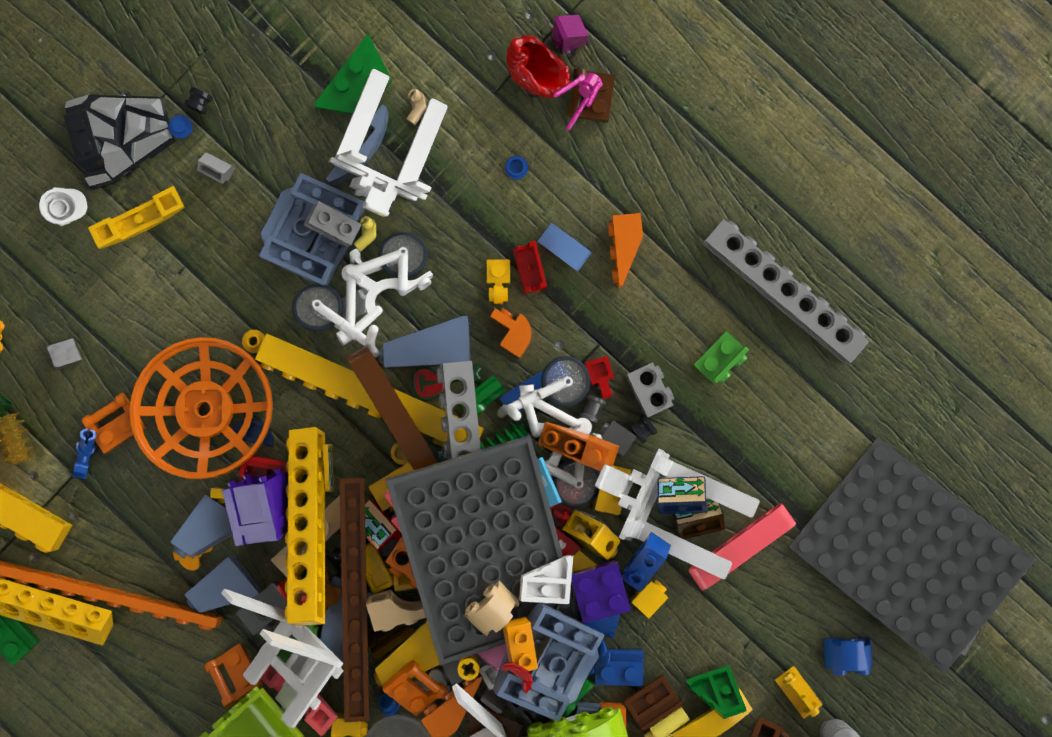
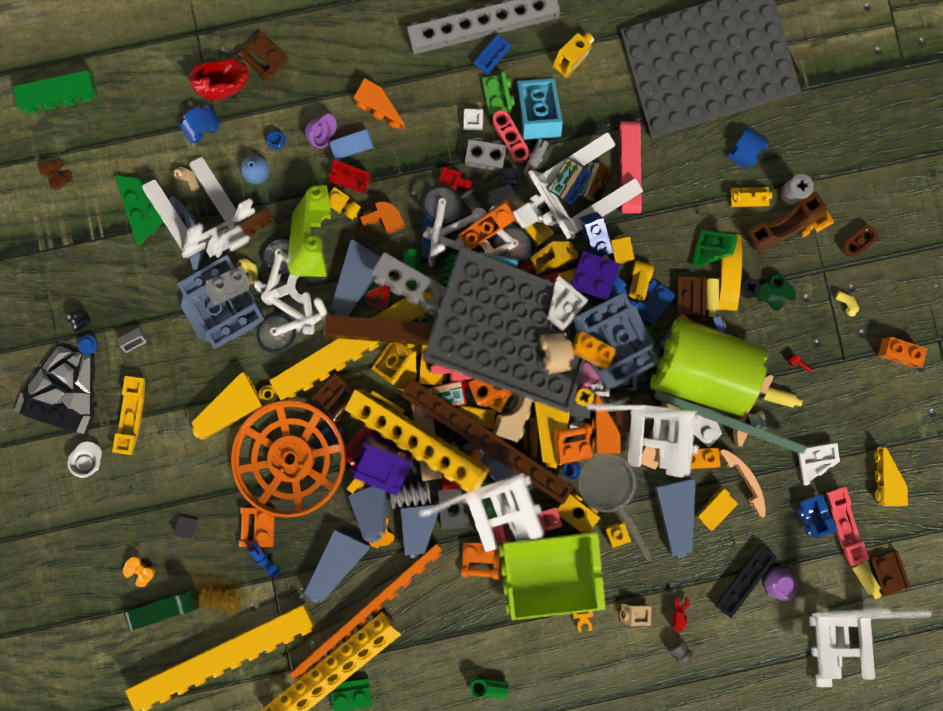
camera: 60 degrees left, 0 degrees up
(132, 529) = (337, 560): none -> sand blue slope
(216, 312) = (230, 406): none -> yellow slope
(252, 559) = (411, 494): none -> light grey piece
(298, 403) = (329, 394): none -> reddish brown plate
(370, 451) = (396, 365): none -> yellow slope
(418, 280) = (305, 250): none -> lime windscreen
(423, 210) = (260, 220): none -> reddish brown plate
(472, 168) = (255, 169): none -> medium blue helmet
(481, 79) = (199, 122): none -> blue cylinder
(521, 672) = (611, 360): red piece -> none
(556, 206) = (321, 130): none -> medium lavender hat
(568, 33) = (211, 42): magenta slope -> none
(588, 89) = (257, 54): dark pink plant -> none
(638, 636) = (641, 275): none -> yellow piece
(677, 351) = (473, 119): none -> white plate
(683, 442) = (535, 157): none -> light grey pin
(694, 394) = (510, 128): none -> coral beam
(736, 411) = (539, 109): none -> medium azure slope
(758, 324) = (492, 54): none -> blue plate
(817, 407) = (573, 53): none -> yellow torso

